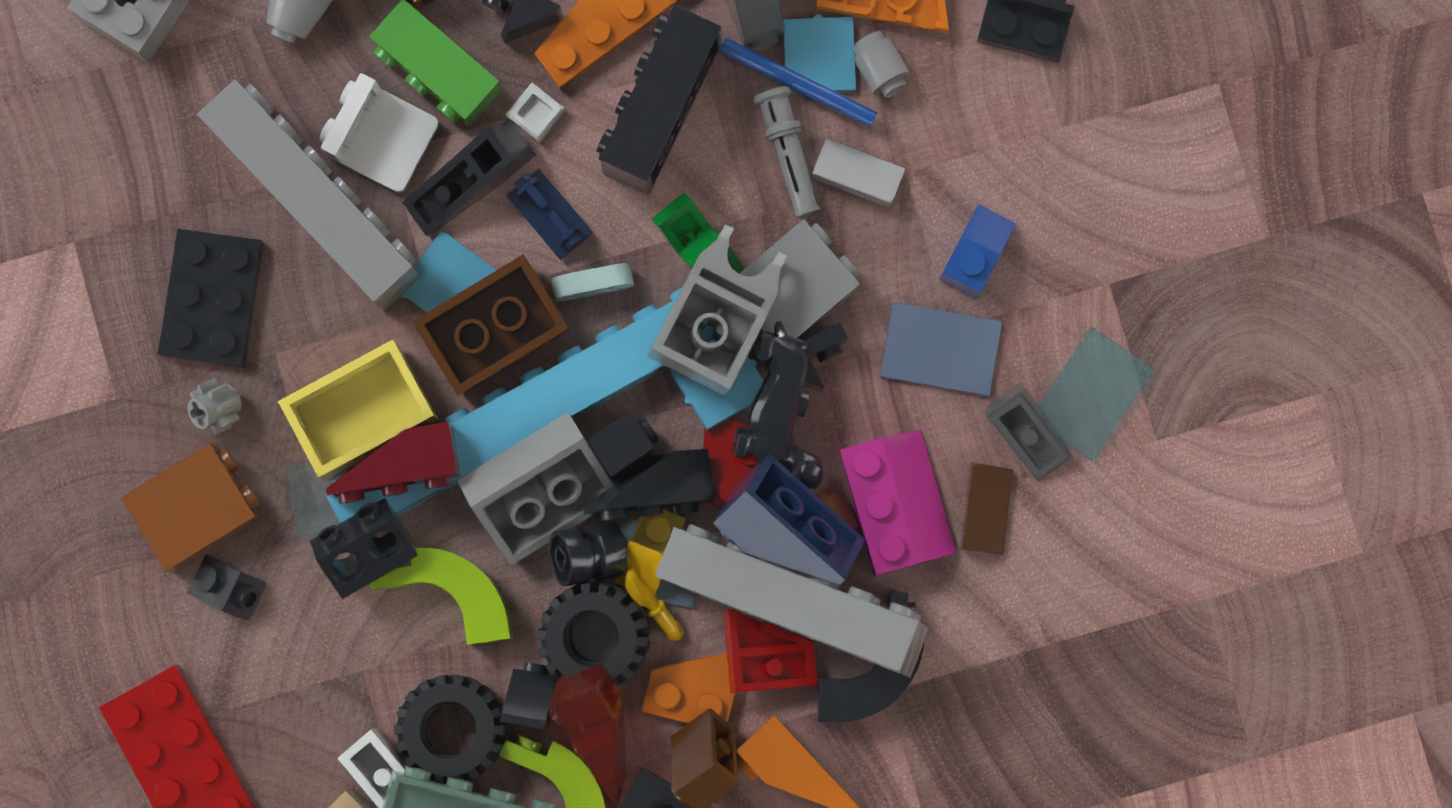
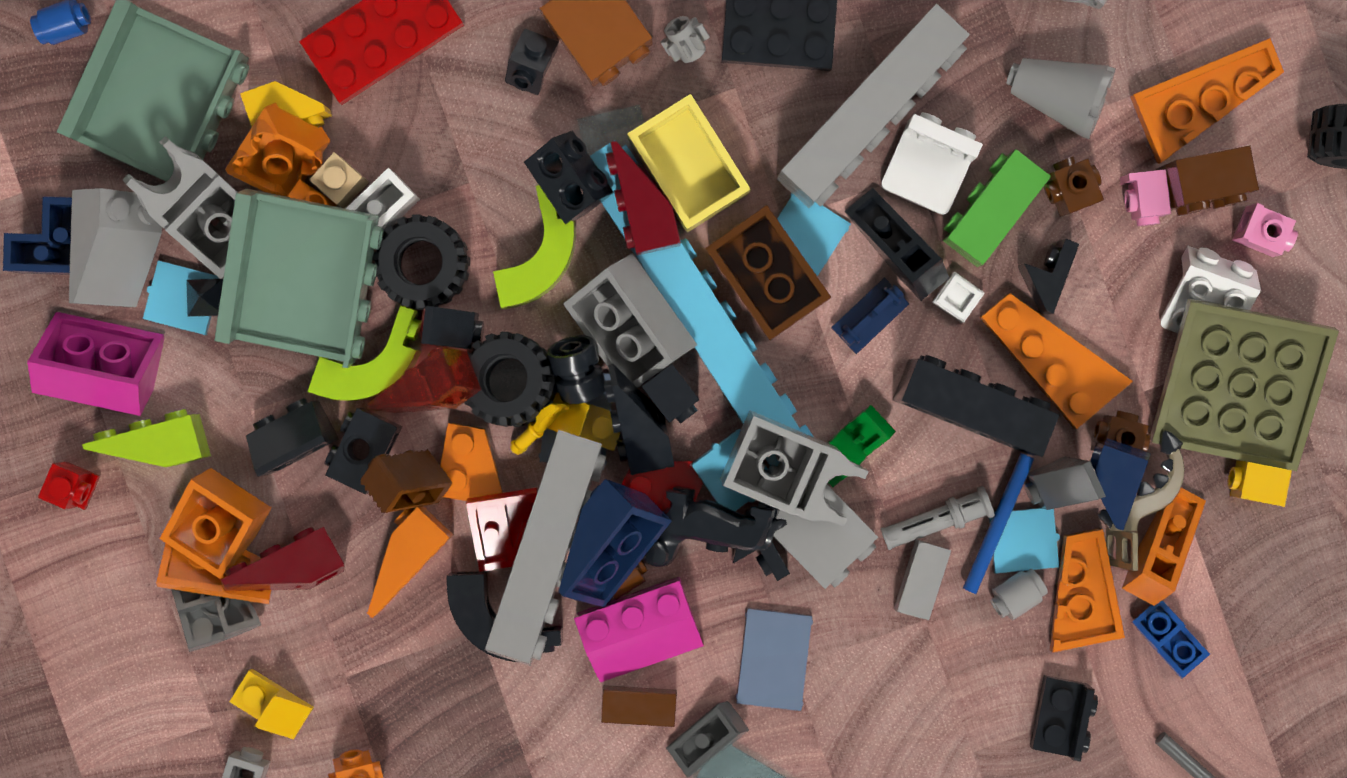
camera: 80 degrees right, 5 degrees up
(592, 282) = (813, 356): light aqua beam -> none
(977, 251) = (859, 687): blue slope -> none

